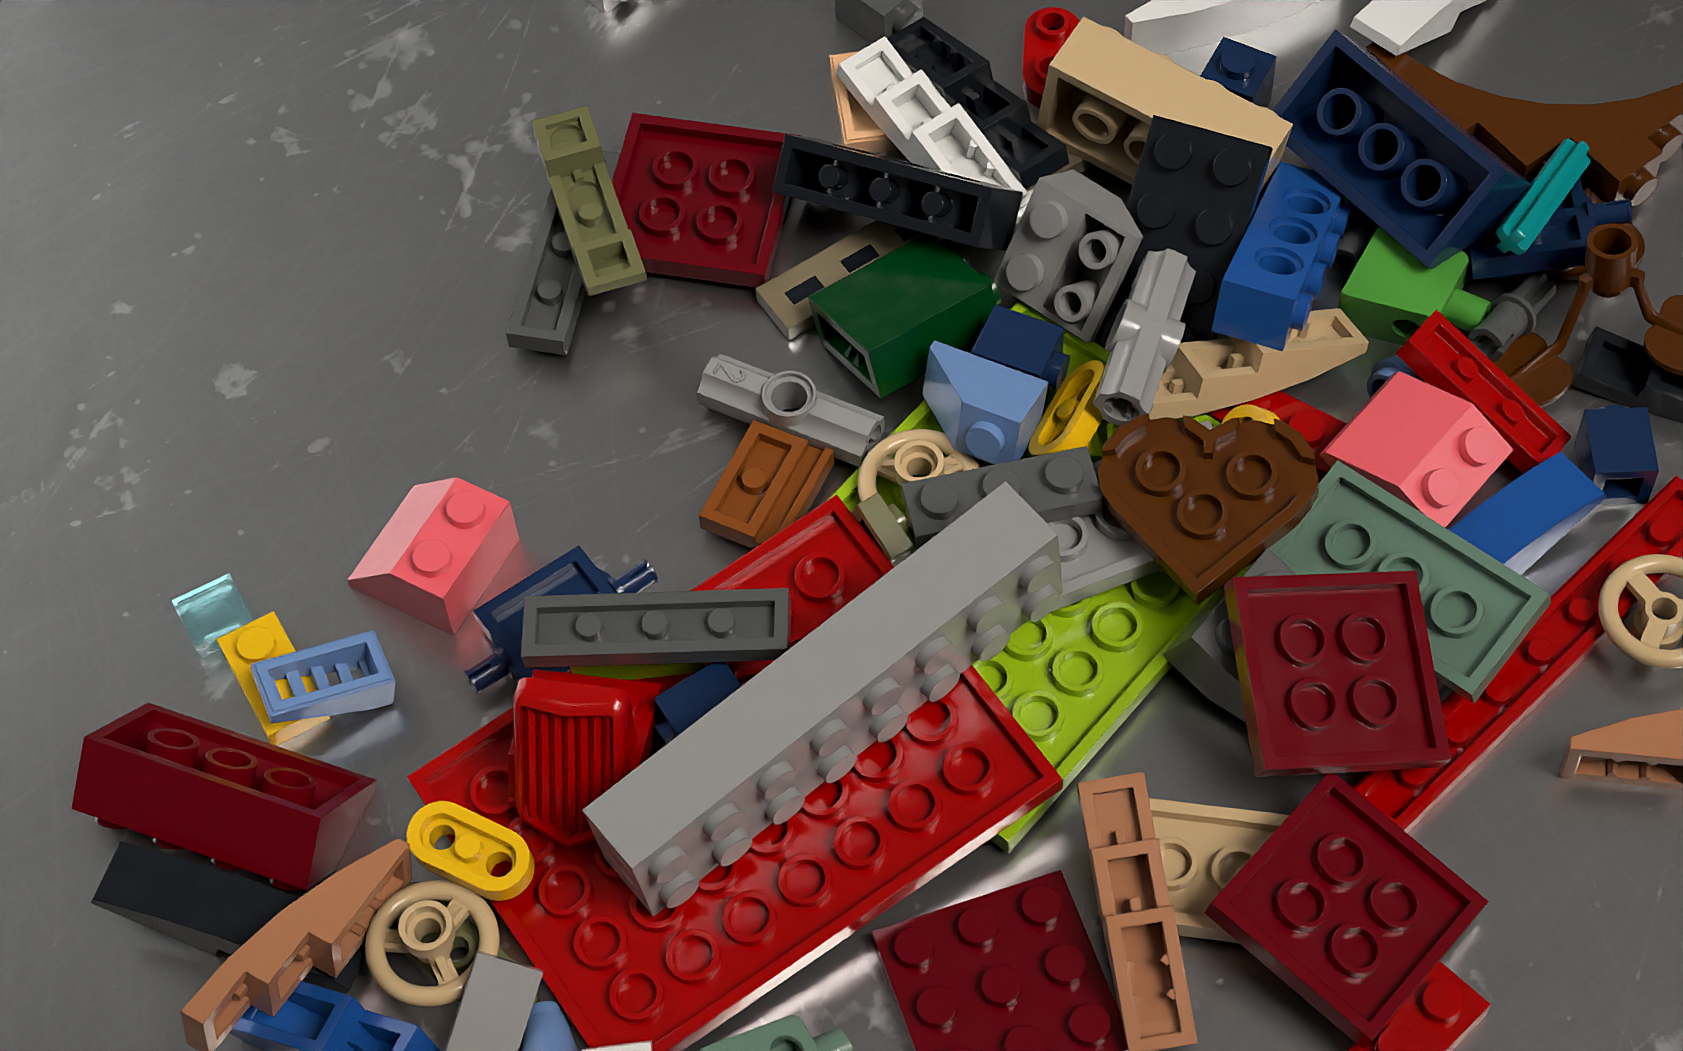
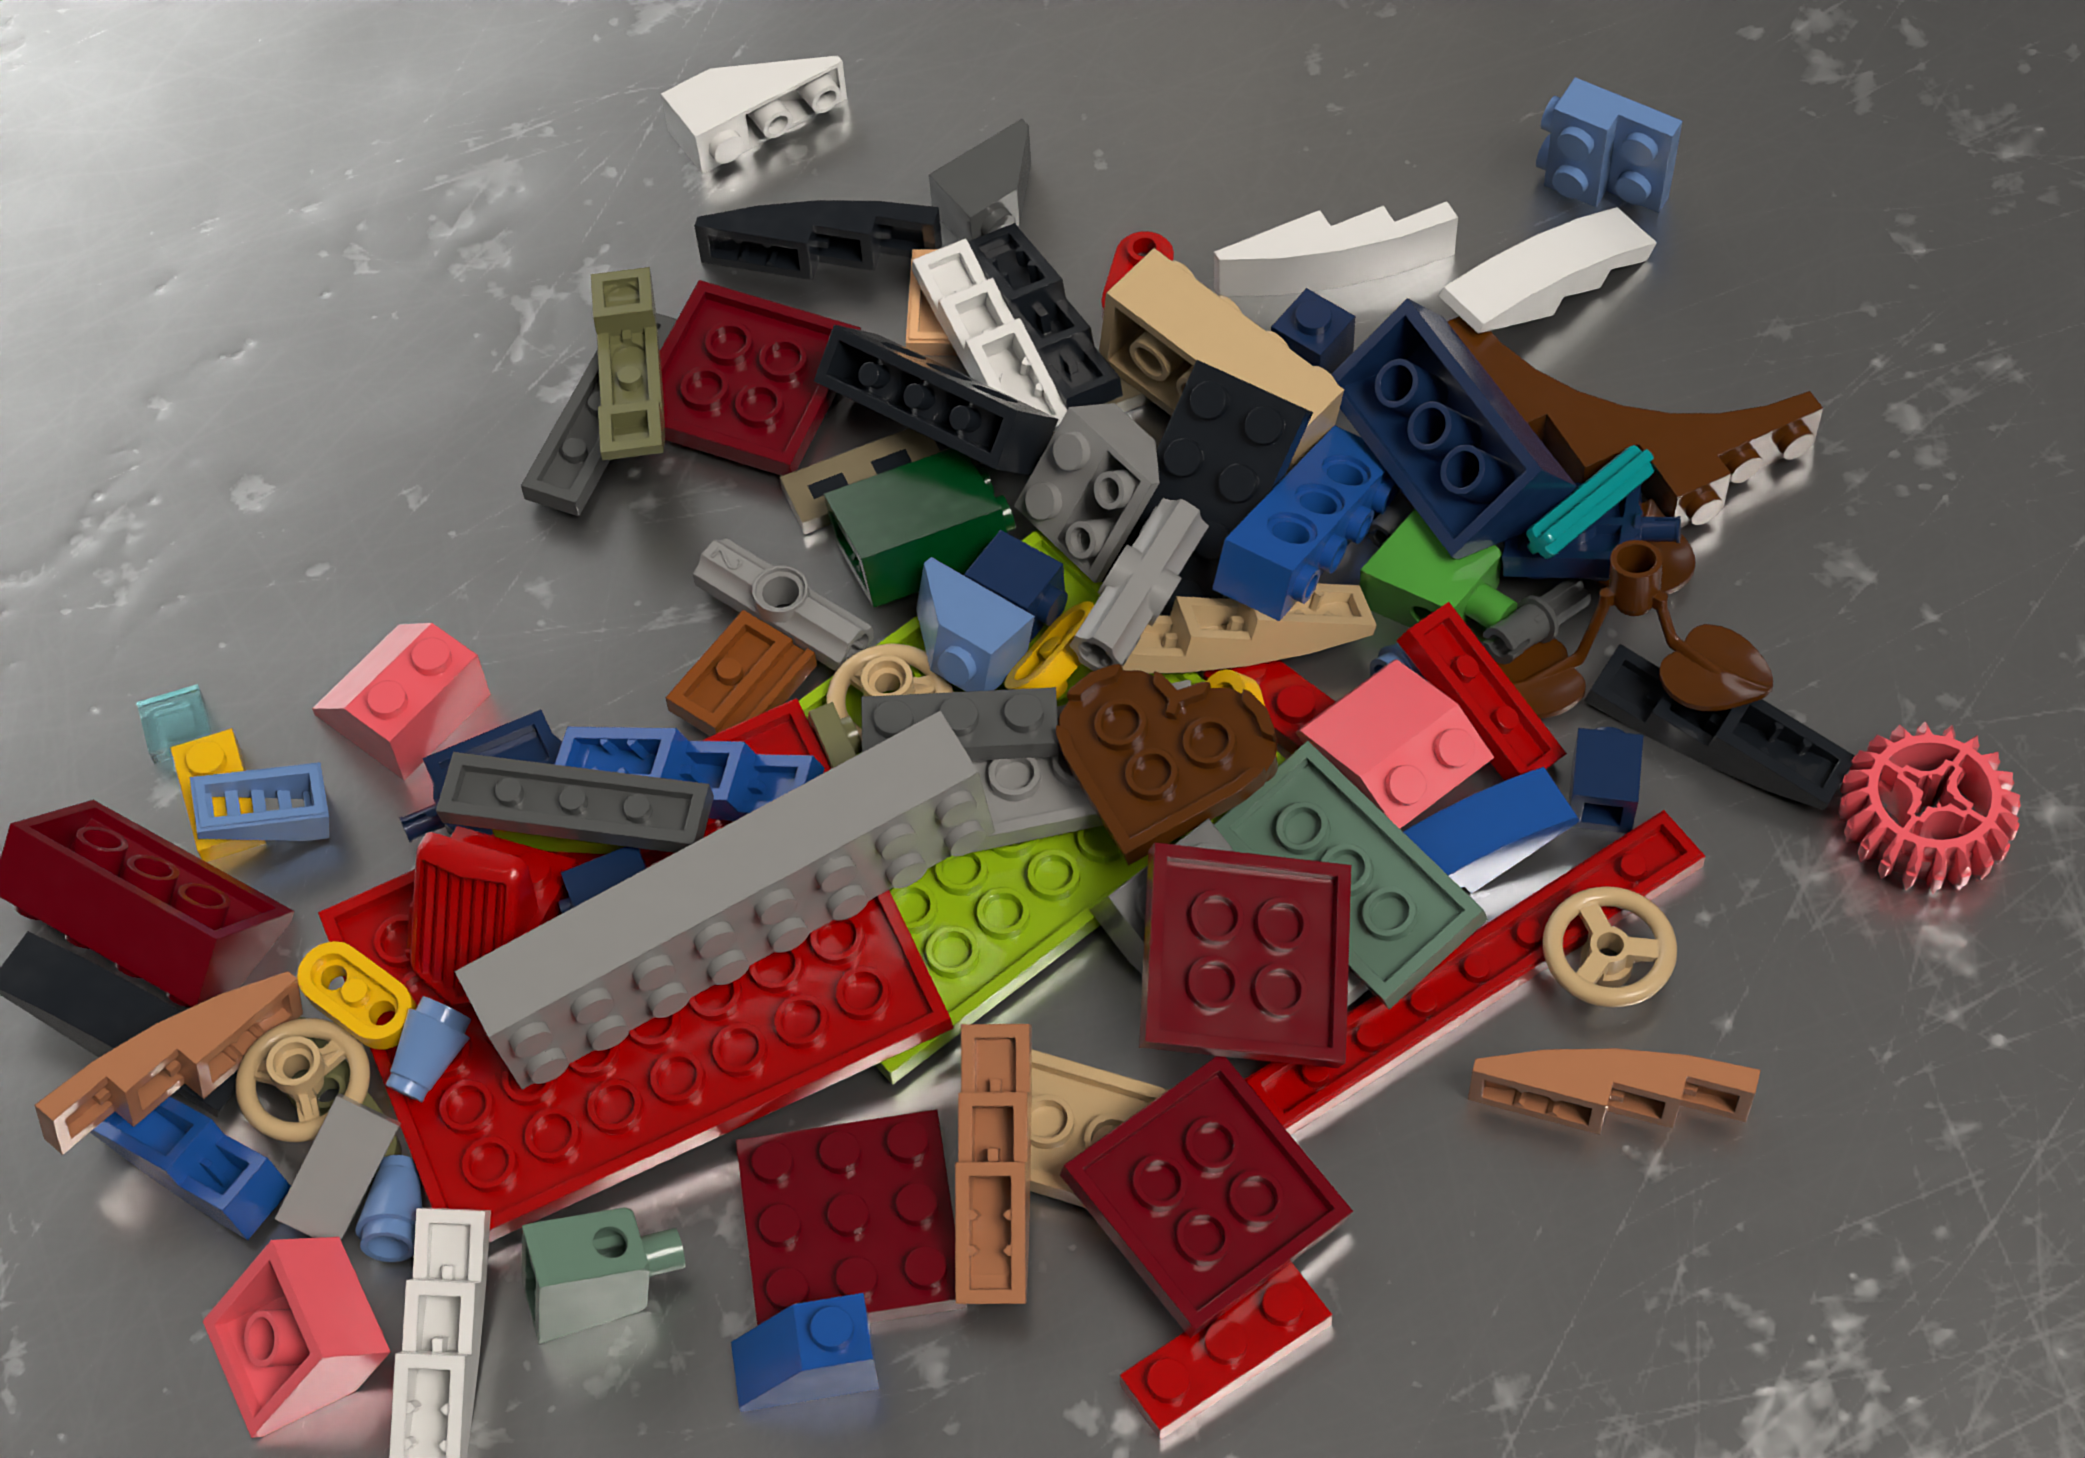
camera: 10 degrees right, 0 degrees up
(552, 890) = (427, 1047): none -> medium blue cone
(716, 57) = (799, 235): none -> black slope
(816, 582) = (732, 769): none -> blue slope

